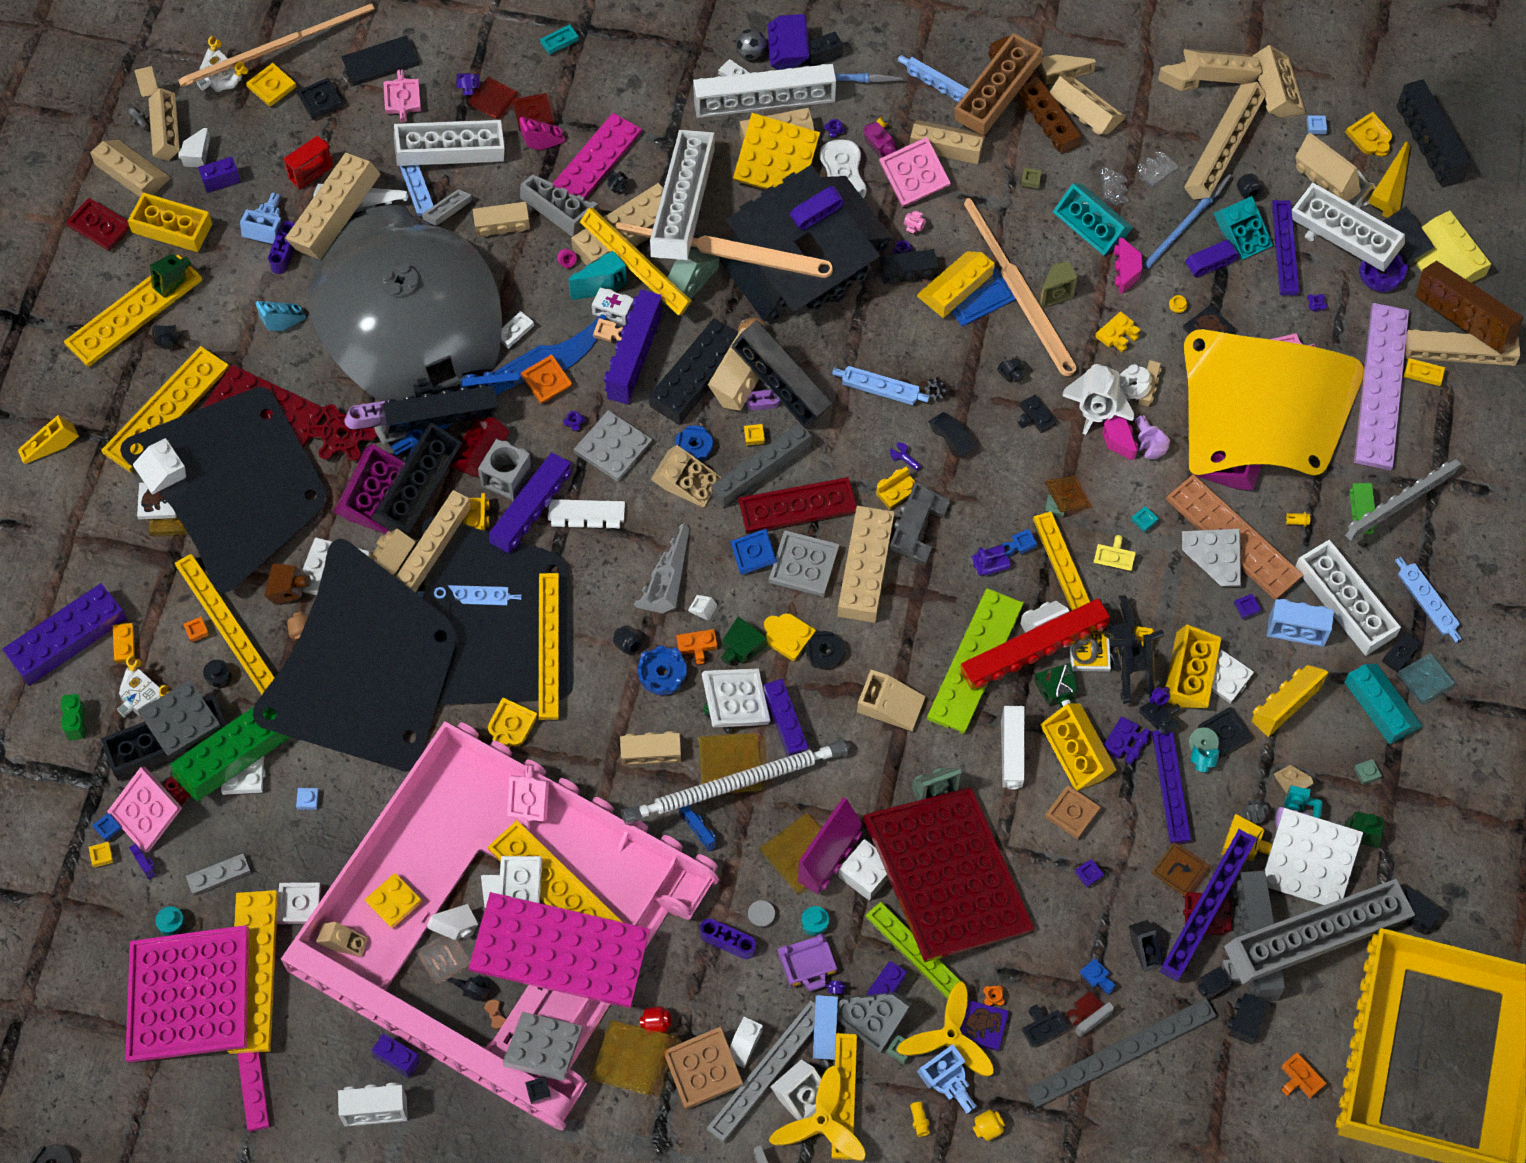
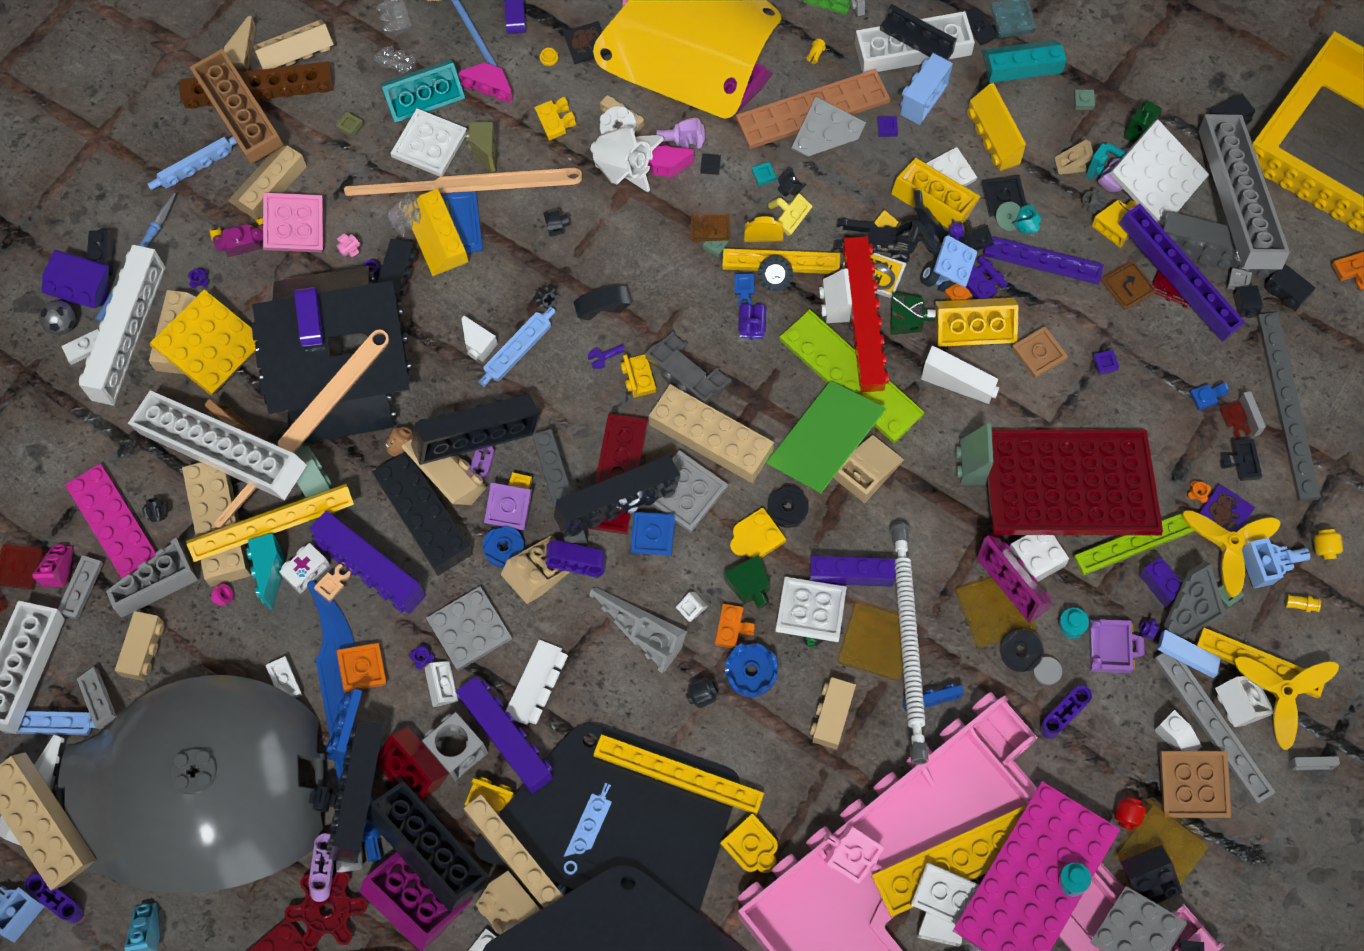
camera: 65 degrees left, 5 degrees up
(532, 159) = (80, 587): none -> light grey plate
(558, 443) = (441, 683): none -> white slope
(567, 972) = (1074, 879): none -> teal piece
(600, 1049) = (1152, 875): none -> black slope
(703, 498) = (575, 558): none -> dark purple beam
(717, 198) = (228, 416): none -> medium nougat plate
(730, 431) = (508, 506): none -> medium lavender plate
(766, 503) = (616, 496): none -> black brick
(774, 892) = (1034, 650): none -> black plate
(842, 159) = (243, 285): white plate -> none
(871, 352) = (478, 340): none -> white slope
(902, 654) = (826, 436): none -> bright green piece
(962, 250) = (404, 213): none -> clear plate
(1036, 413) = (611, 221): black plate -> none
(1042, 243) = (429, 142): none -> white plate
(1049, 565) = (775, 273): none -> black wheel
(1082, 532) = (763, 230): none -> yellow tile
(1102, 724) = (957, 292): none -> orange plate
(1123, 703) = (951, 267): none -> light blue plate
(1134, 473) = (710, 164): none -> black tile
(1144, 542) = (789, 183): none -> black piece
(1146, 944) = (1192, 341): black slope -> none
(1347, 592) = (917, 36): none -> black fence

